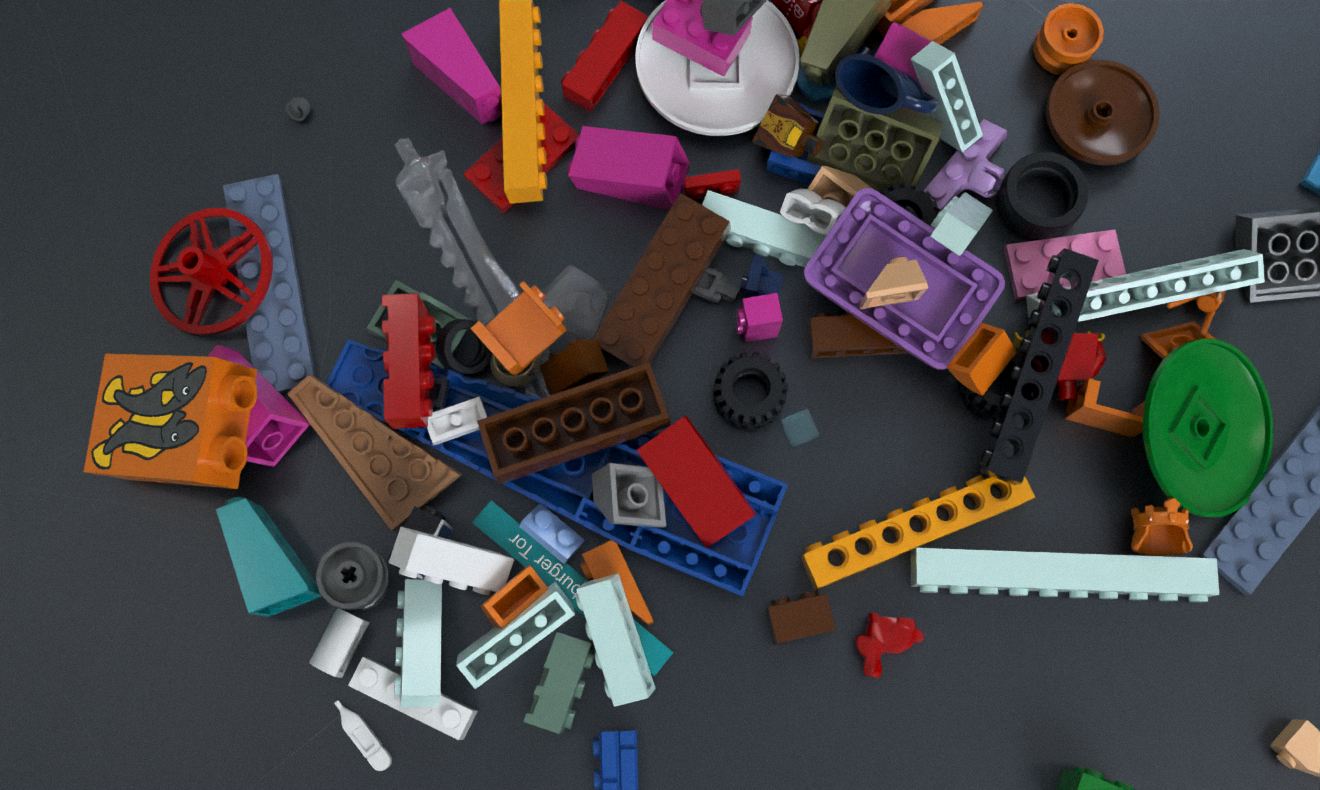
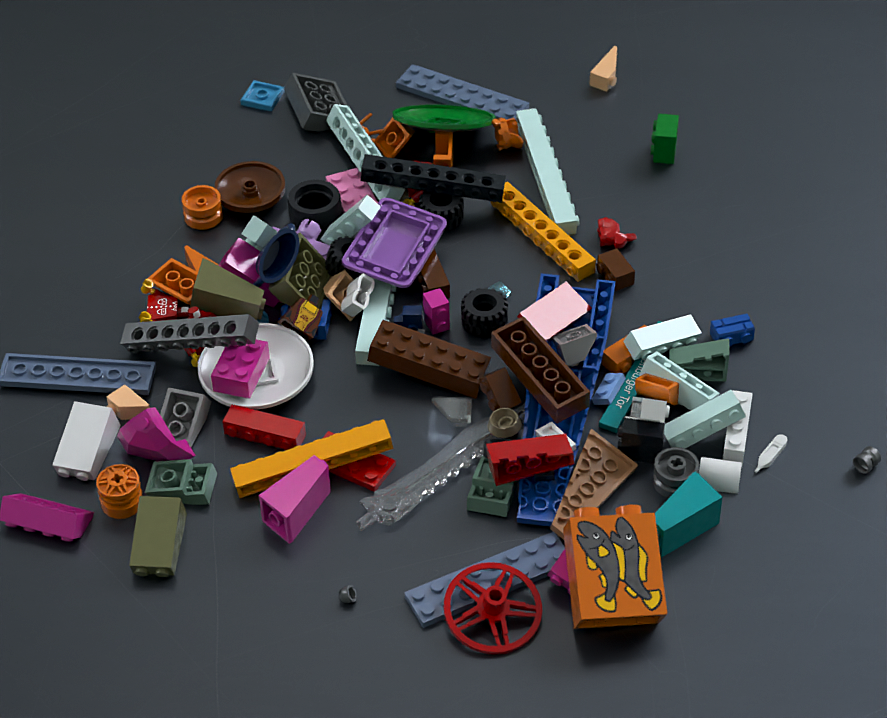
camera: 100 degrees left, 30 degrees down
(522, 330) = (484, 411): orange panel -> none
(629, 166) = (346, 394): dark pink slope -> none
(720, 182) = (345, 353): red plate -> none
(897, 283) = (406, 234): light nougat slope -> none
(982, 358) = (434, 204): orange brick -> none

